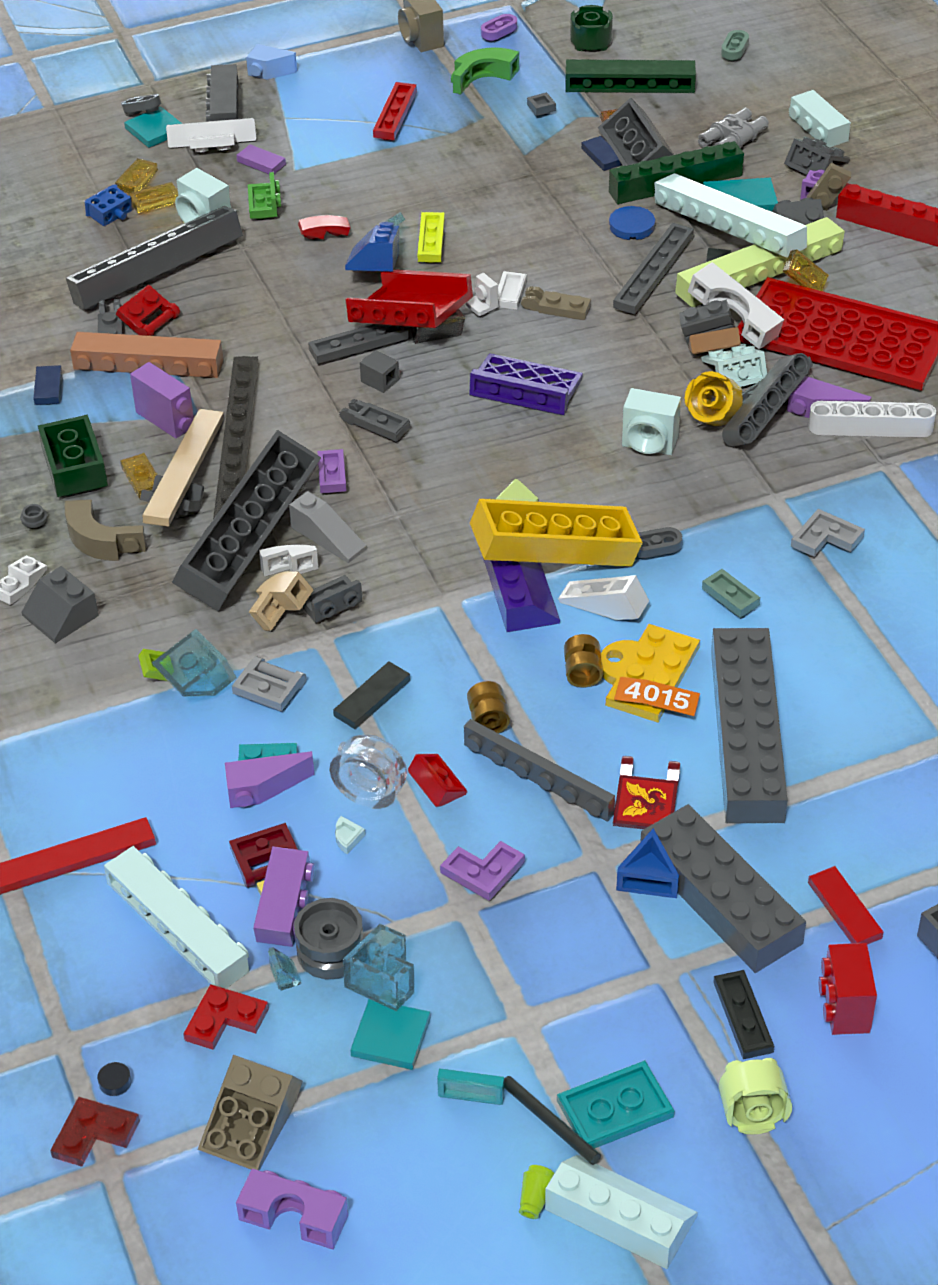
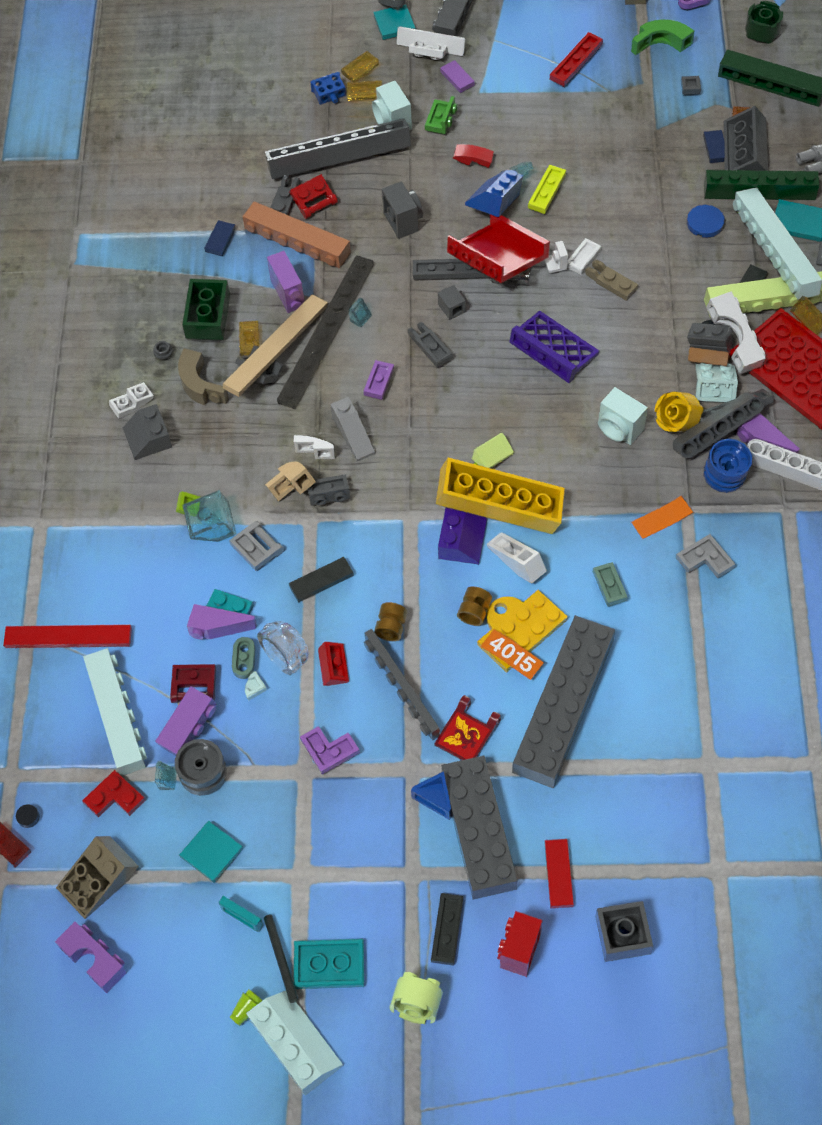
camera: 25 degrees right, 15 degrees up
(246, 520) = (297, 406): dark grey brick -> none
(268, 294) = (401, 209): none -> dark grey piece
(269, 412) = (359, 313): none -> clear light blue slope
(320, 811) = (243, 659): none -> sand green plate
(380, 968) = (218, 802): clear light blue brick -> none
(653, 268) = (699, 270): dark grey plate -> none
(659, 542) = (578, 520): dark grey plate -> none
(751, 513) = (662, 517): none -> orange sticker
(800, 435) = (727, 465): none -> blue wheel

